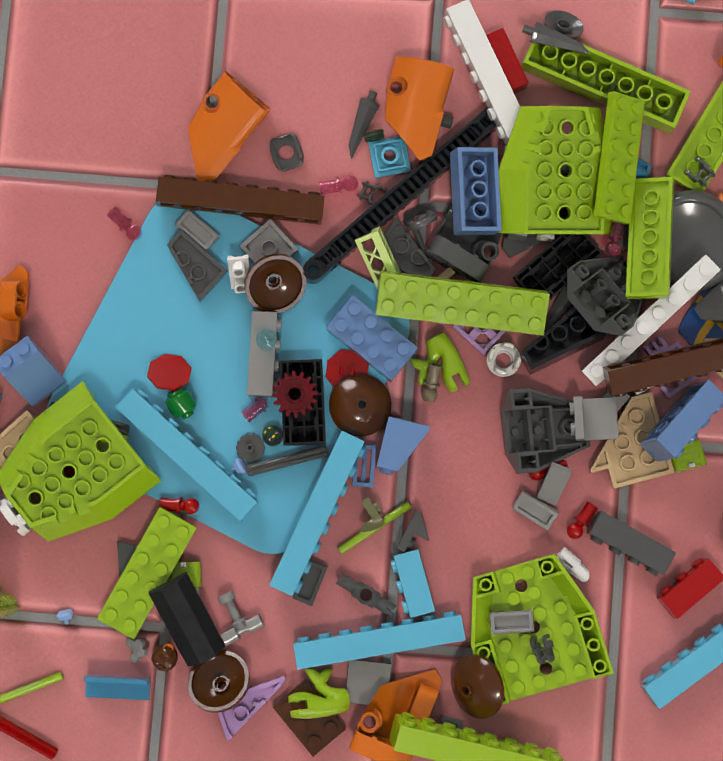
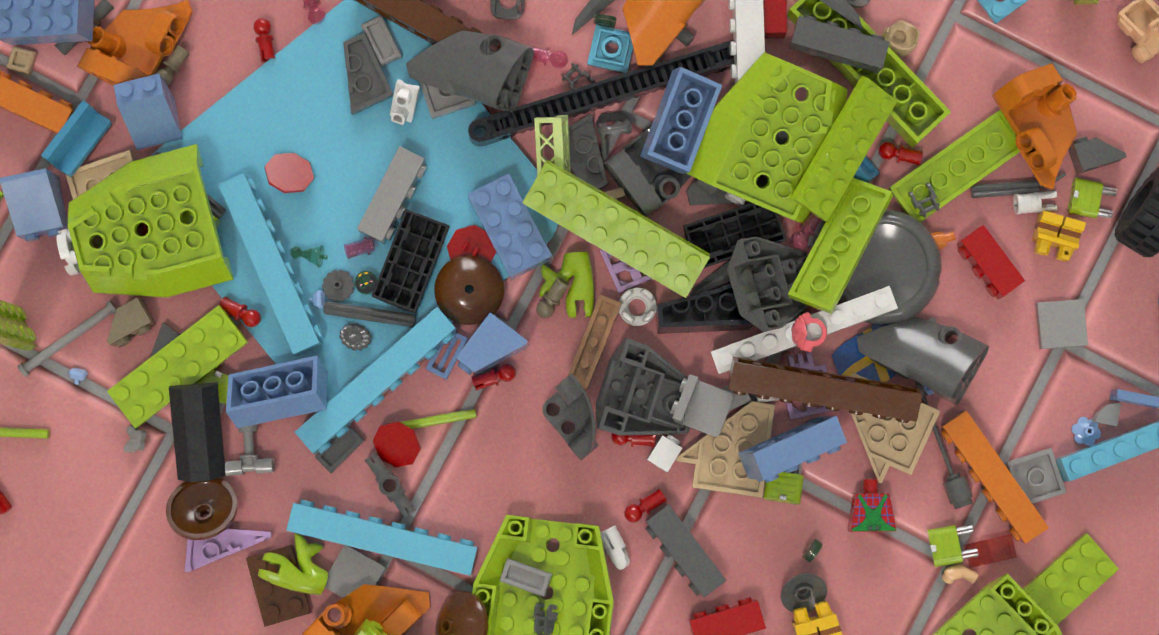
camera: 25 degrees right, 0 degrees up
(31, 323) = (173, 64): none -> dark tan pin
(43, 589) = (66, 339): none -> light grey bar
(89, 552) = (129, 321): none -> dark tan slope
(93, 261) = (262, 28): none -> red pin
(117, 687) = (99, 470): dark azure panel -> none
(164, 657) = (158, 460): reddish brown animal -> none
(181, 403) = (287, 209): green head -> none
(219, 432) = (313, 255): none -> clear green piece
(240, 558) = (277, 392): none -> medium blue brick
(266, 339) = (400, 181): clear light blue tile -> none
(282, 291) = (432, 140): reddish brown dish -> none
(283, 484) = (355, 336): none -> dark grey piece
(285, 220) = (475, 68): none -> dark grey panel
(286, 386) = (413, 258): dark red gear -> none
(356, 558) = (396, 444): none -> red piece
(373, 510) = (435, 403): olive plate -> none
(412, 583) = (443, 495): medium azure brick -> none
(416, 527) = (471, 438): dark grey slope -> none
(420, 460) = (505, 373): none -> red pin
(481, 404) = (594, 340): none -> medium nougat plate
(495, 463) = (576, 408): none -> dark grey panel
(535, 510) = (602, 474): light grey tile -> none
(554, 483) = (632, 455): light grey tile -> none
(577, 74) = (839, 44): none -> dark grey brick
(581, 469) = (665, 452): none -> white brick
(623, 47) = (902, 38): none -> tan hair
(651, 144) = (888, 150): none -> red pin
(651, 324) = (799, 332): none -> coral piece

